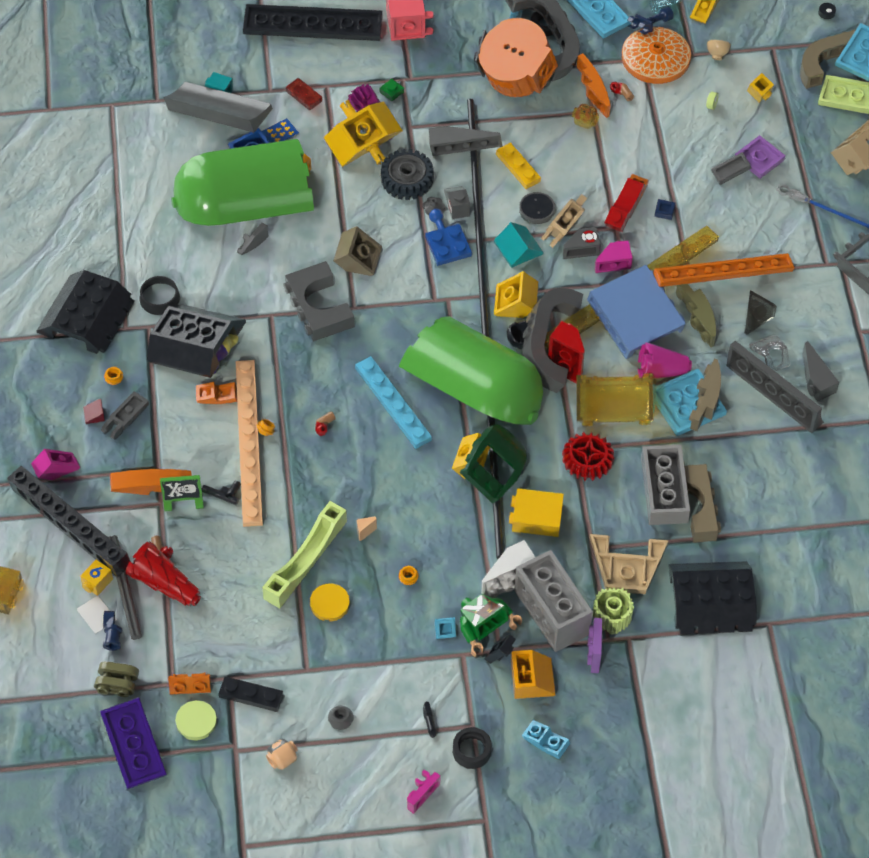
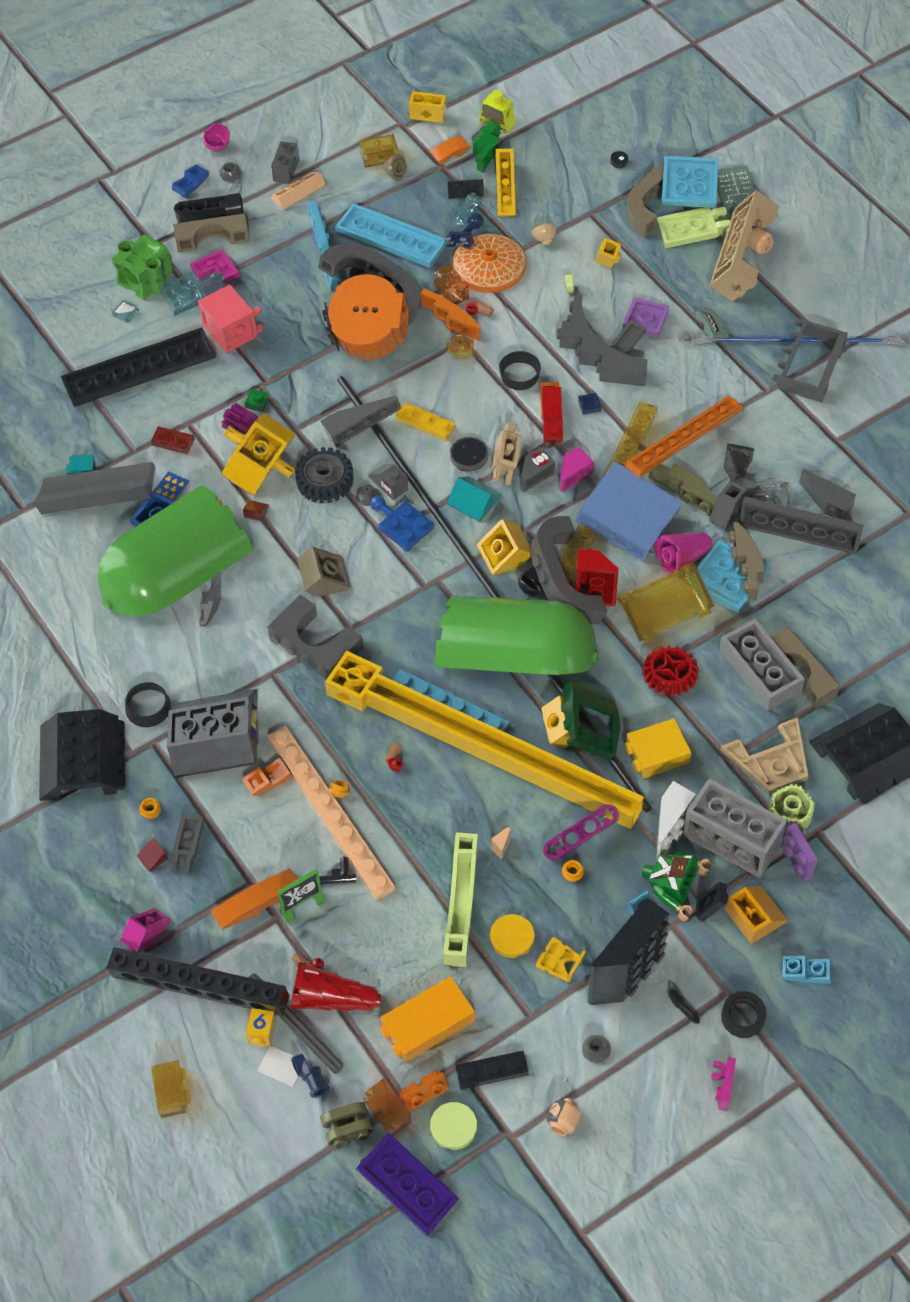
camera: 25 degrees left, 0 degrees up
(154, 682) = (387, 1107): none -> clear orange hinge
(223, 632) = (426, 1019): none -> light orange brick
(334, 355) = (363, 685): none -> yellow piece
(335, 179) = (255, 510): none -> dark red slope
(352, 634) = (554, 958): none -> yellow piece
(400, 655) = (629, 955): none -> black slope
(430, 551) = (579, 829): none -> magenta beam
(610, 61) = (451, 285): none -> clear orange hinge
(622, 143) = (519, 357): none -> black tyre
(701, 183) = (610, 363): none -> dark grey arch
(720, 343) = (730, 501): none -> dark grey slope
(813, 186) = (713, 324): none -> sand green slope

